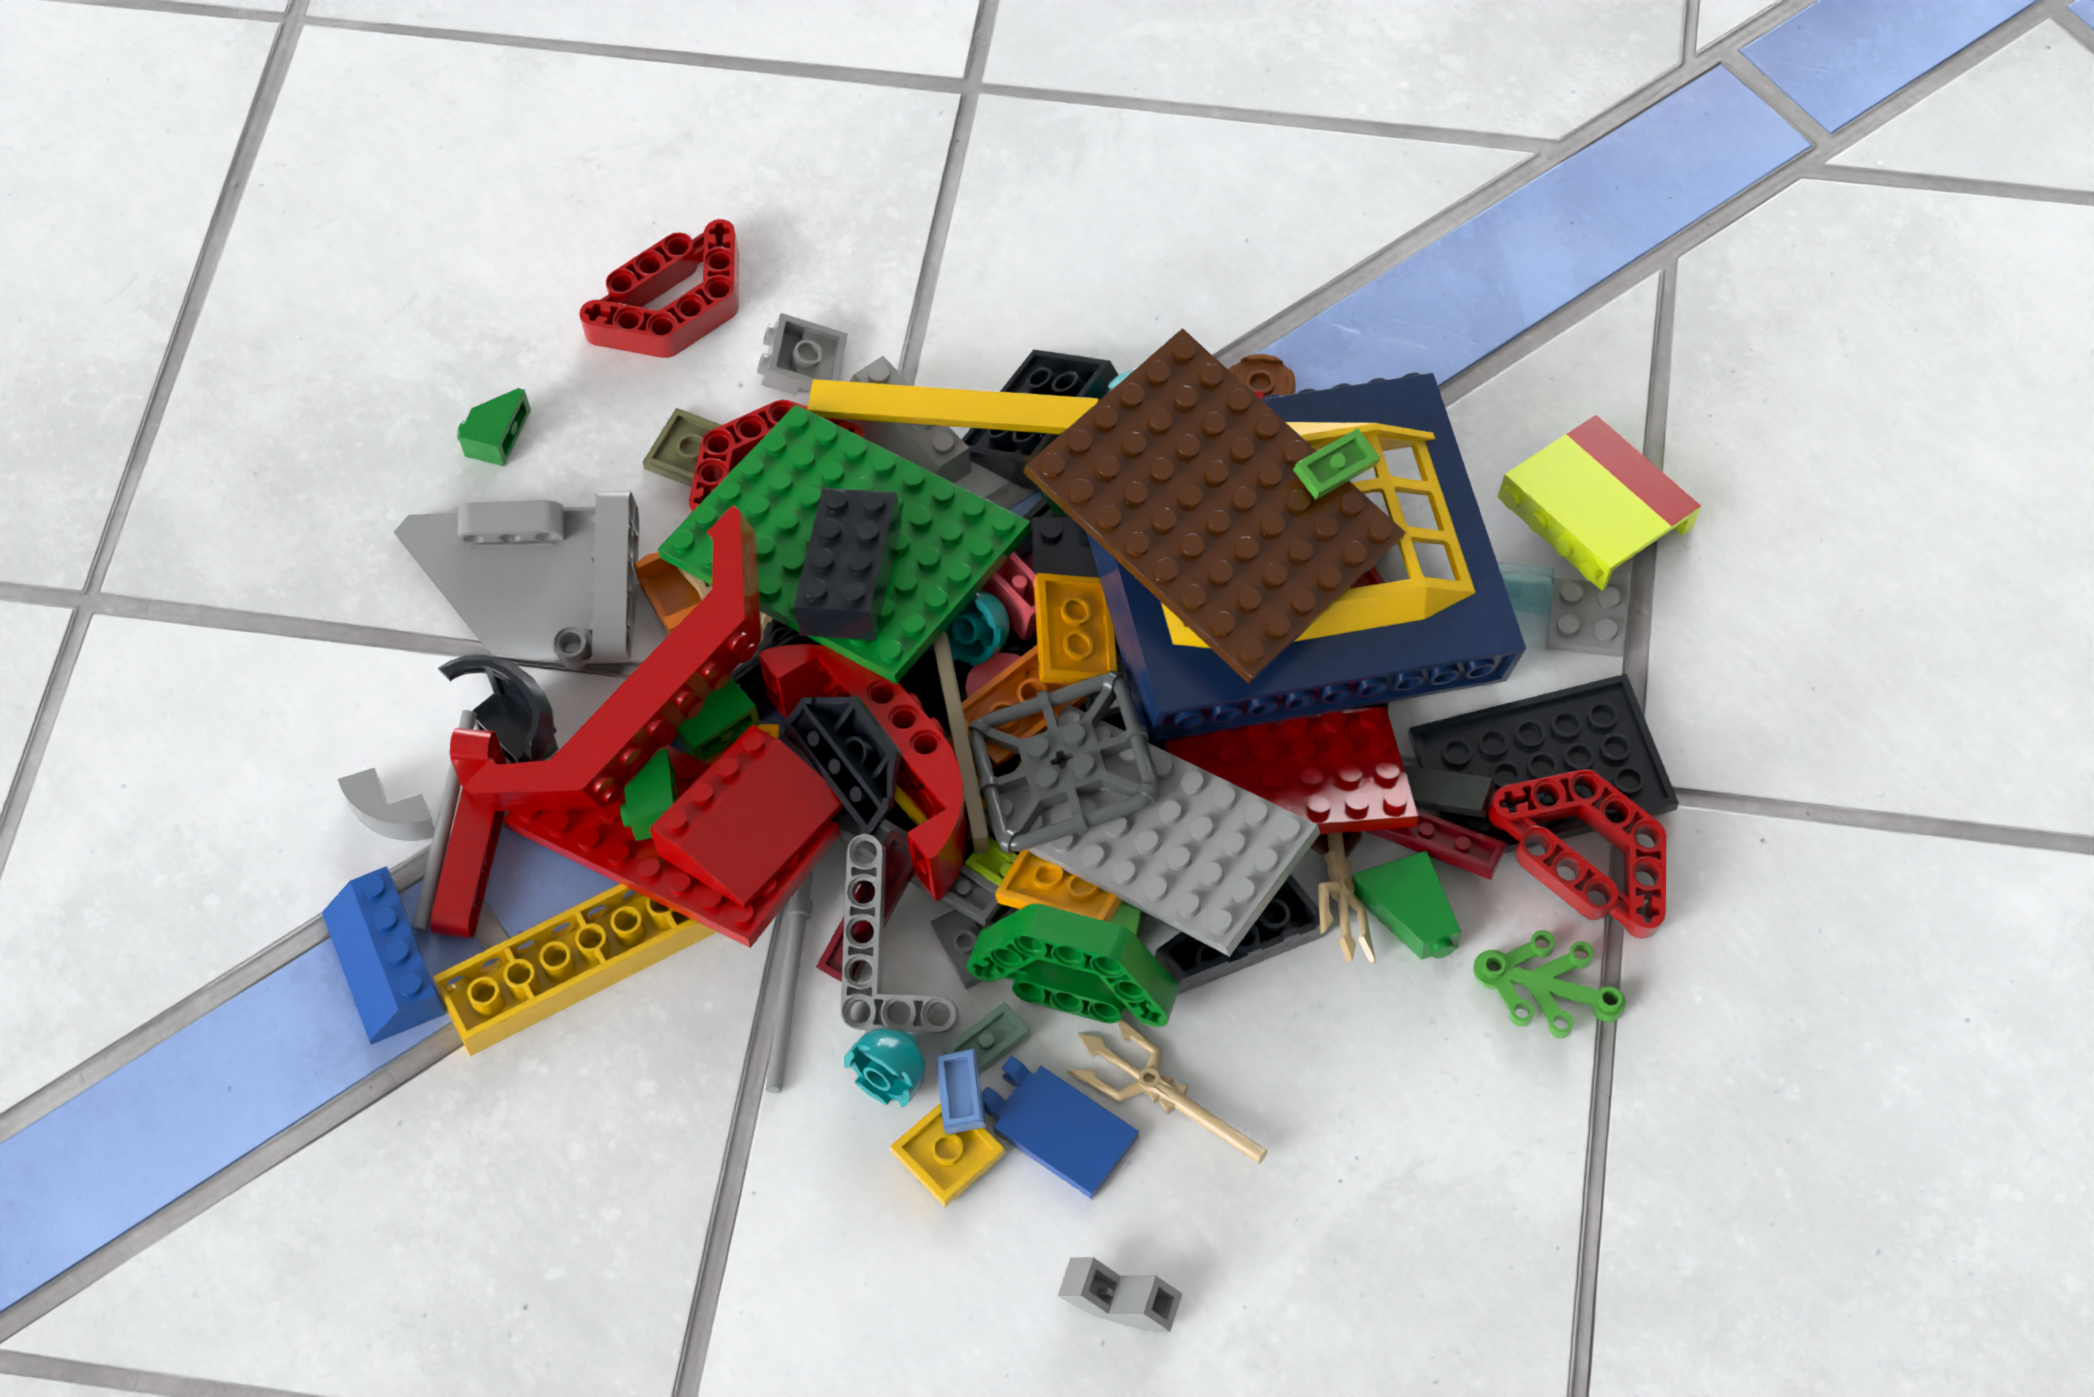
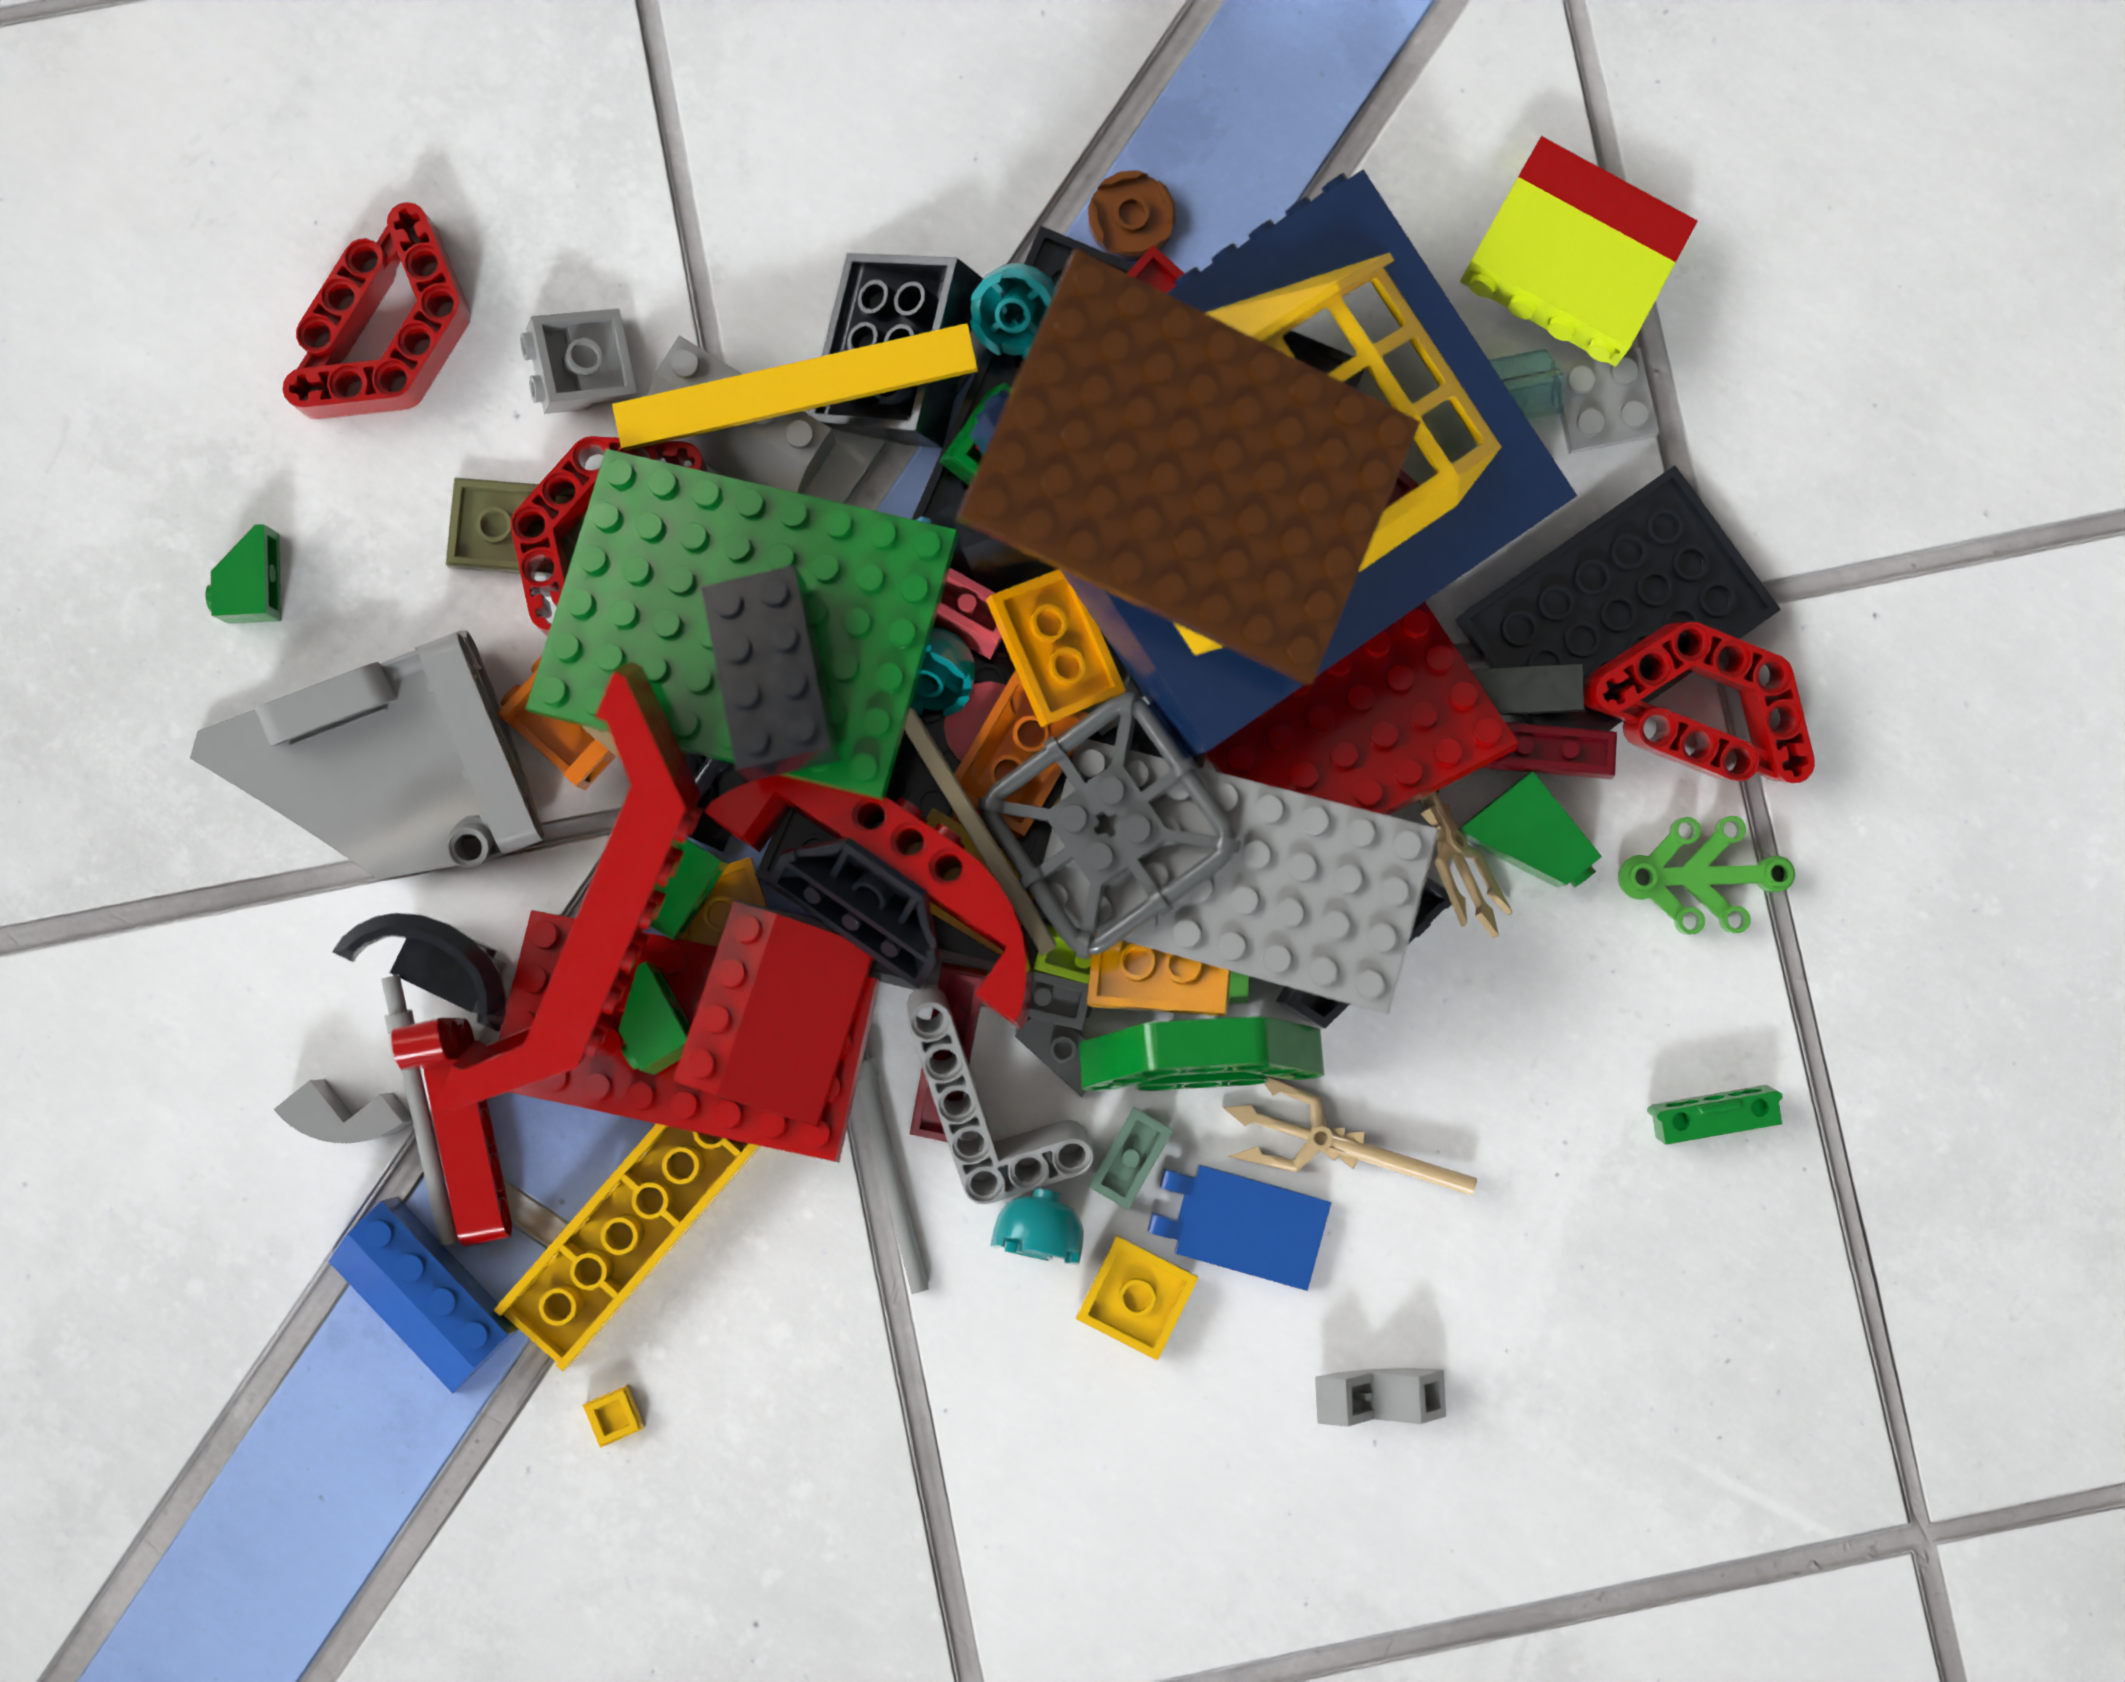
camera: 25 degrees left, 25 degrees up
(486, 1101) = (613, 1415): none -> yellow tile
(960, 1091) = (1129, 1234): medium blue tile -> none
(1336, 463) = (1323, 372): bright green plate -> none
(1492, 1169) = (1716, 1114): none -> green piece

